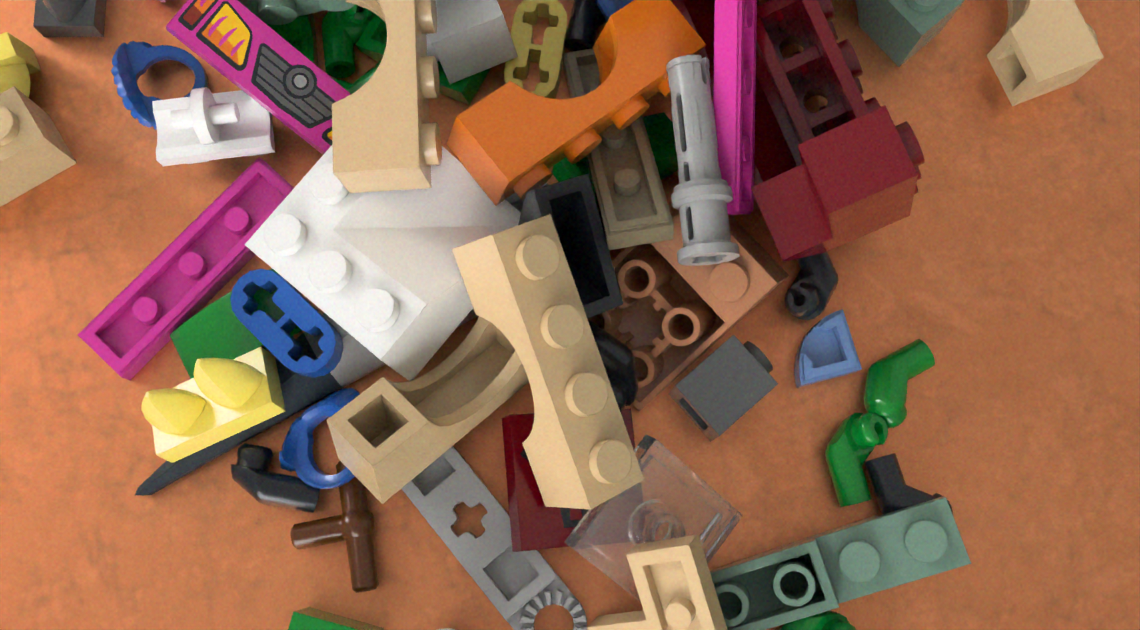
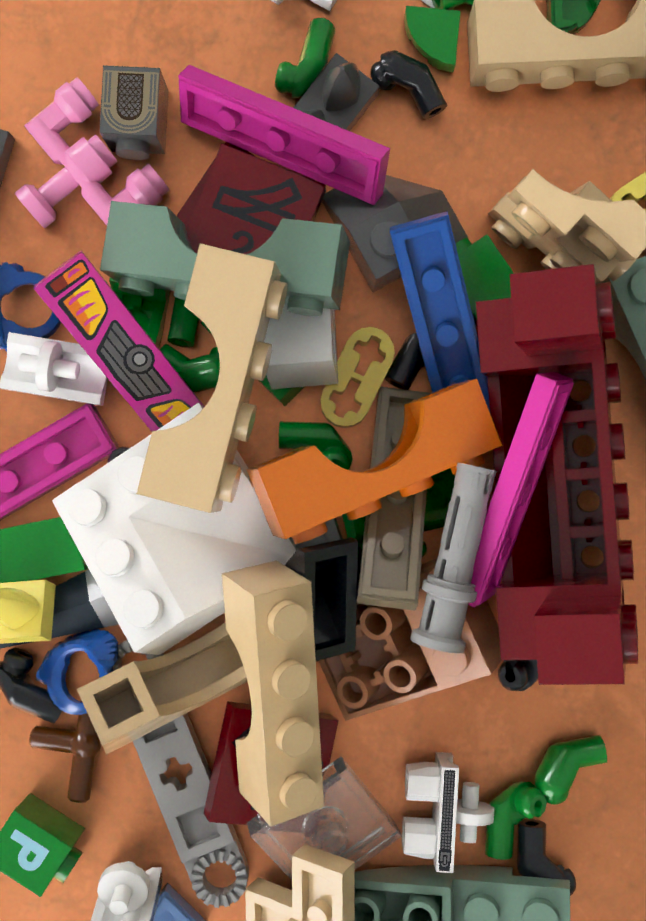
camera: 20 degrees right, 10 degrees up
(276, 334) = (59, 578): blue beam -> none
(618, 365) = (333, 691): black arm -> none
(724, 386) = (422, 731): dark grey brick -> none
(783, 498) = (435, 836): none -> white hips
(826, 352) = (518, 720): medium blue tile -> none

